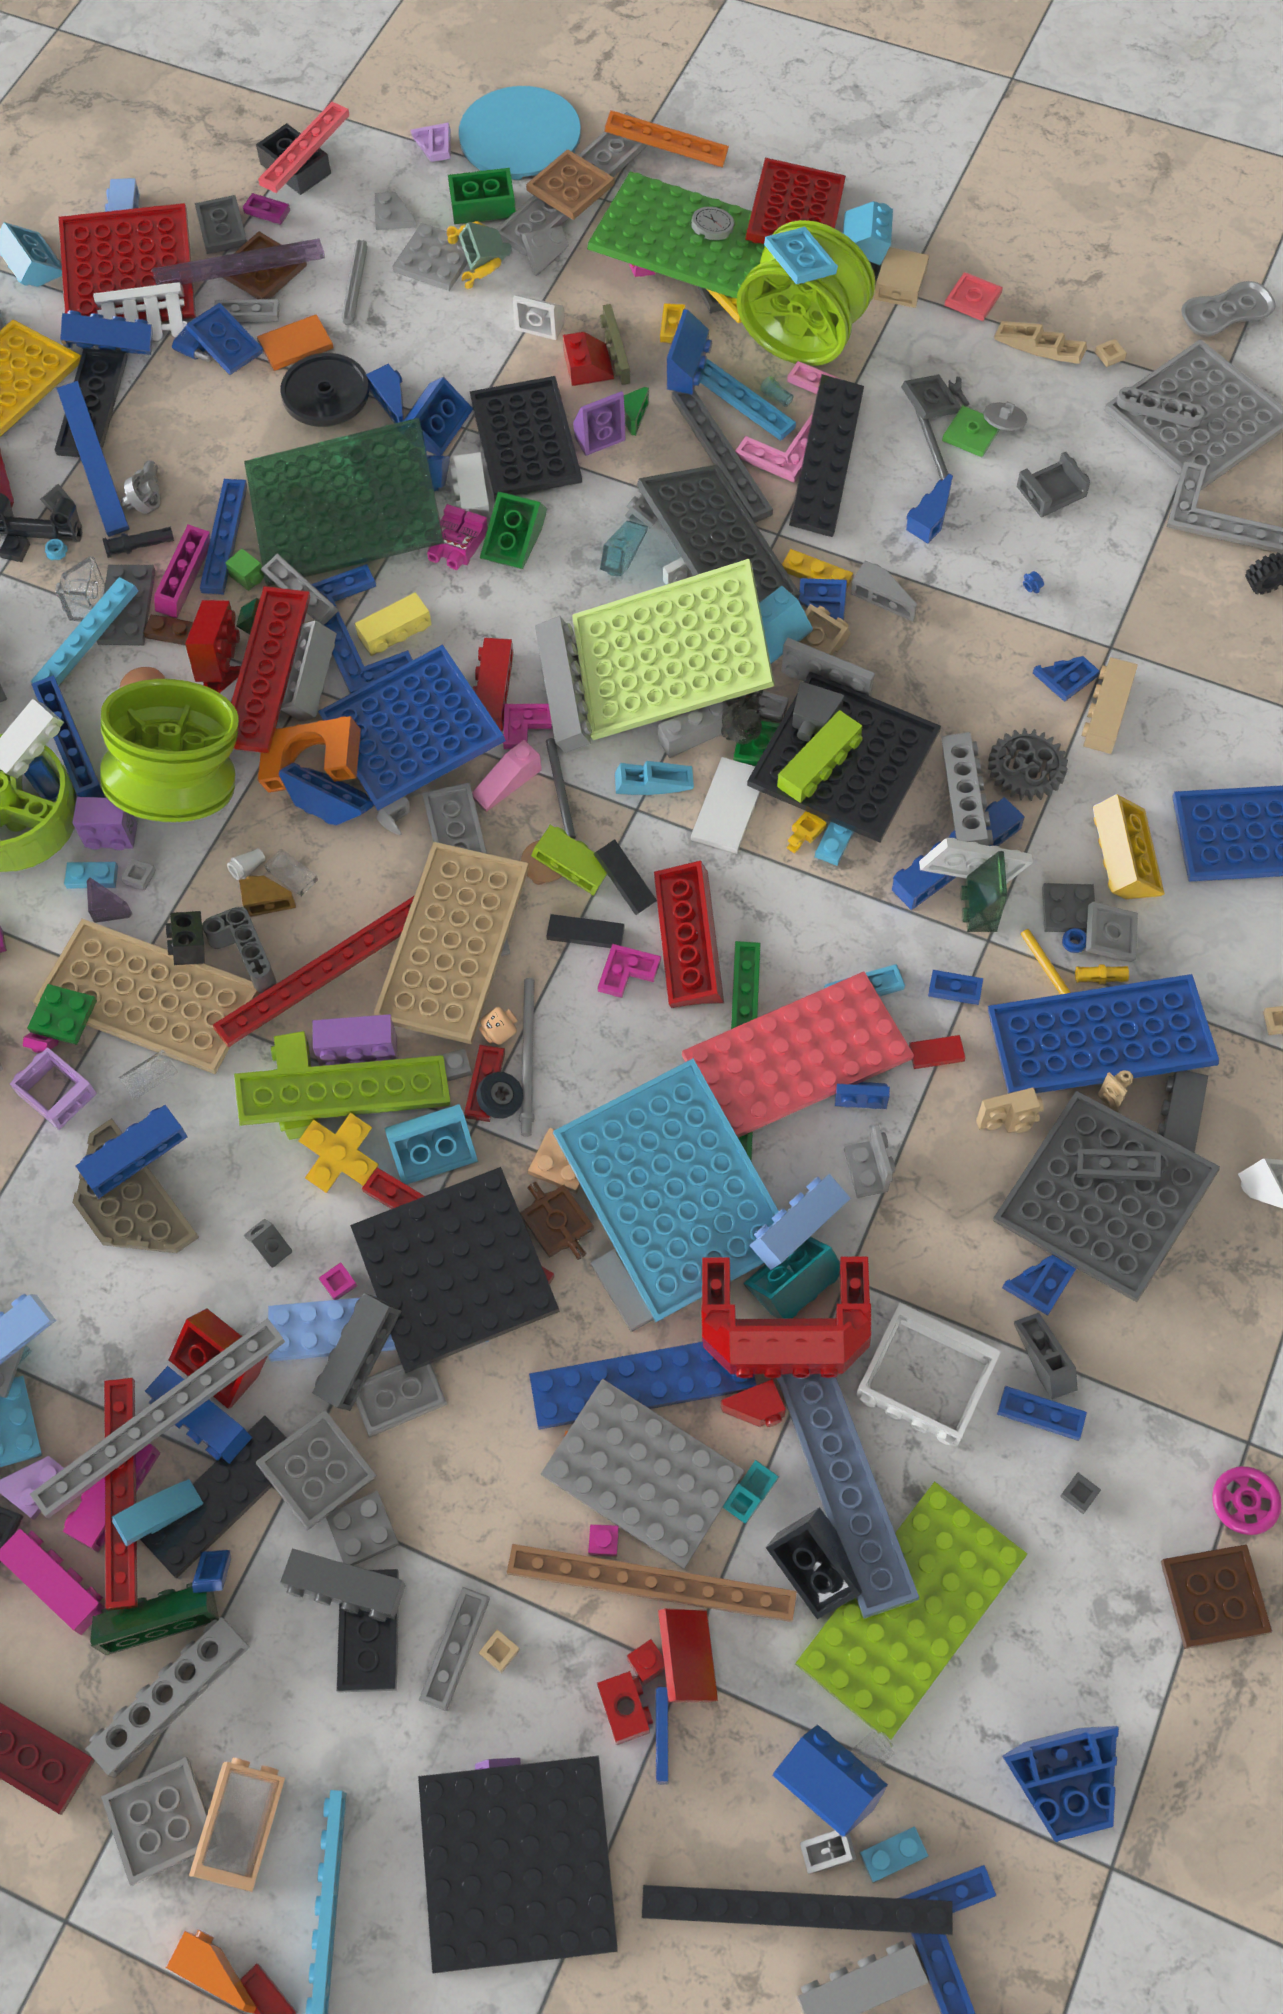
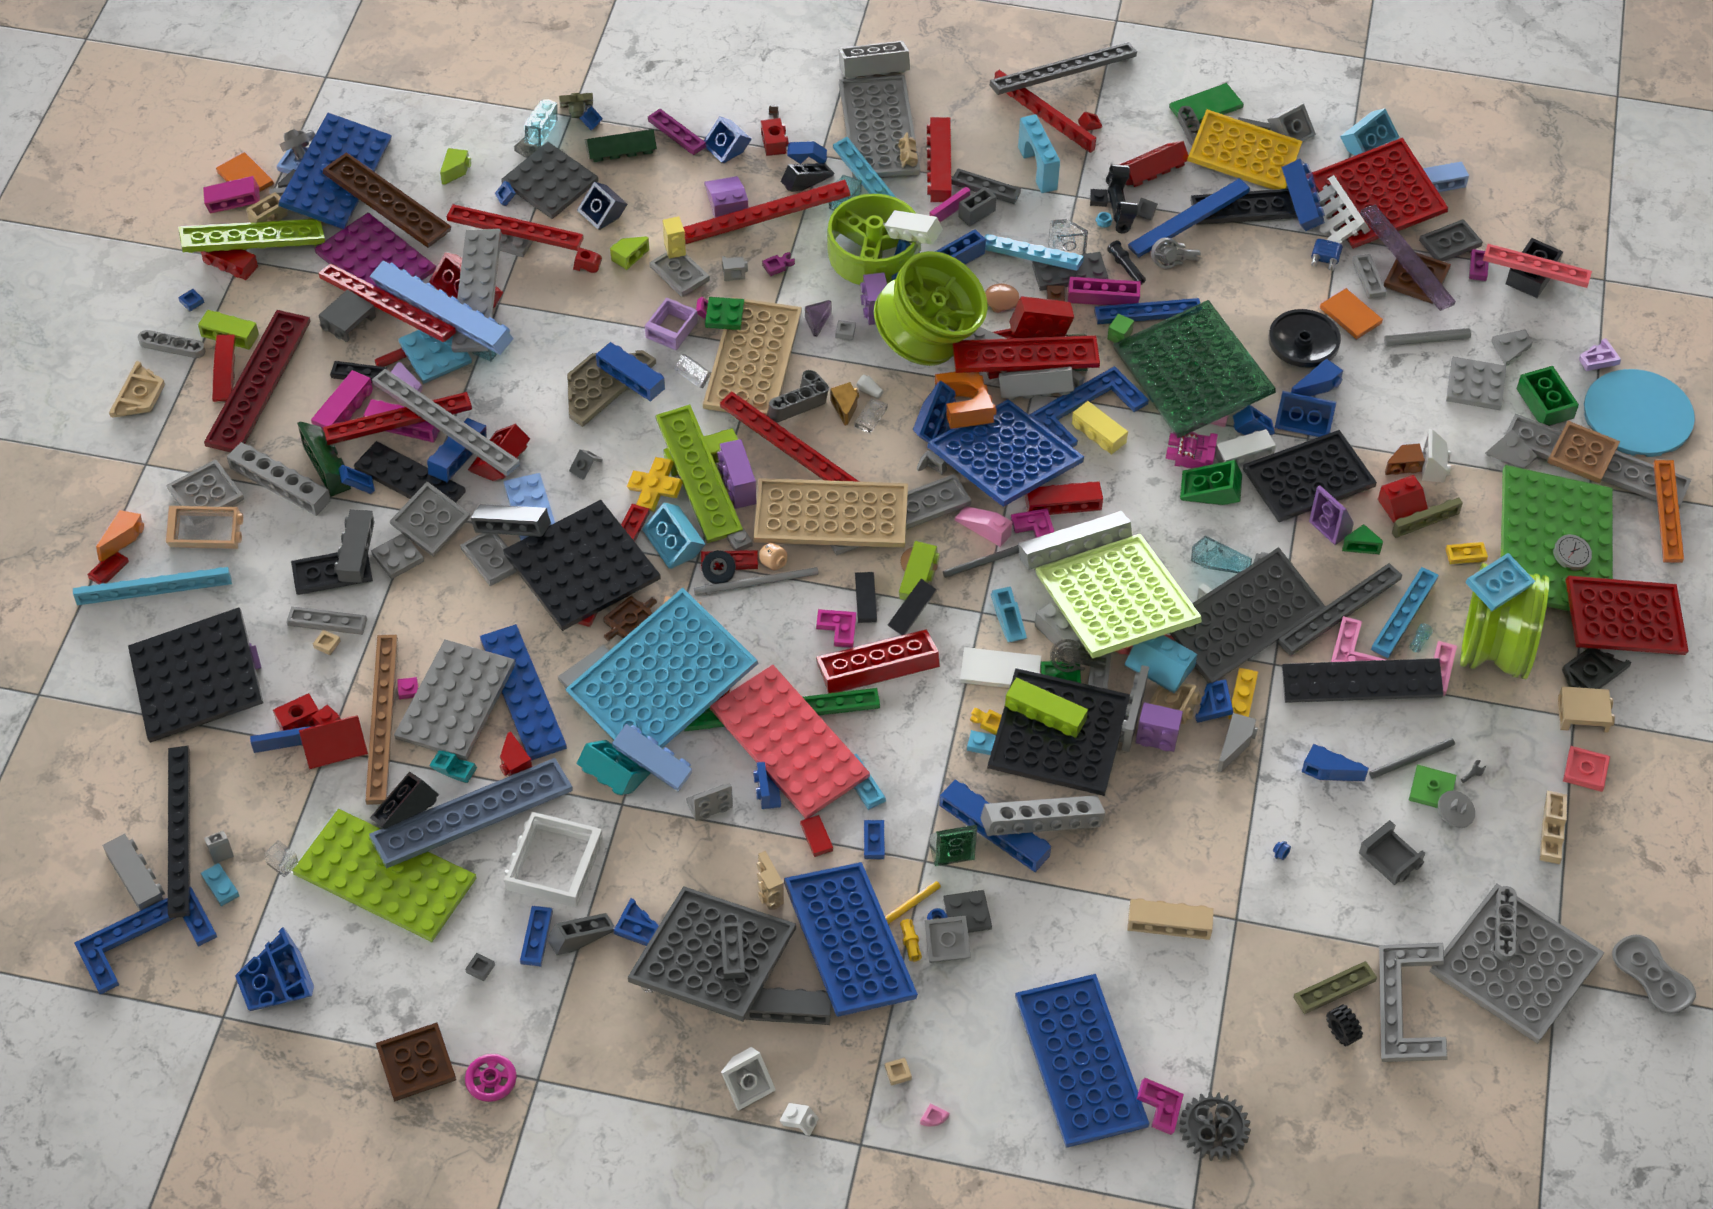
camera: 75 degrees right, 10 degrees down
(79, 872) = (840, 306): medium azure plate -> none
(156, 1511) = (386, 438): medium azure slope -> none
(187, 938) = (793, 364): black brick -> none
(224, 338) = (1331, 266): blue plate -> none
(288, 578) = (1109, 362): light grey tile -> none
(337, 1281) = (563, 506): dark pink plate -> none
(481, 247) = (1488, 407): sand green torso -> none
(529, 342) = (1406, 460): none -> dark orange slope
(687, 354) = (1423, 558): blue slope -> none
(787, 1344) = (556, 755): red wedge -> none
(814, 709) = (1088, 694): dark grey torso -> none
(830, 1780) = (257, 829): blue slope -> none
(862, 645) = (1159, 727): none -> medium lavender brick
(870, 229) = (1619, 672): medium azure slope -> none
(930, 397) = (1453, 747): dark grey plate -> none
(962, 858) = (974, 817): white plate -> none
(1027, 764) = (1111, 869): dark grey gear -> none
(1067, 677) = (1191, 885): blue wing -> none
(1110, 352) = (1561, 883): tan plate -> none
(1114, 1089) = (802, 951): tan hinge -> none
(1127, 849) = (1031, 946): yellow slope -> none
(1213, 575) = (1335, 987): none -> olive plate

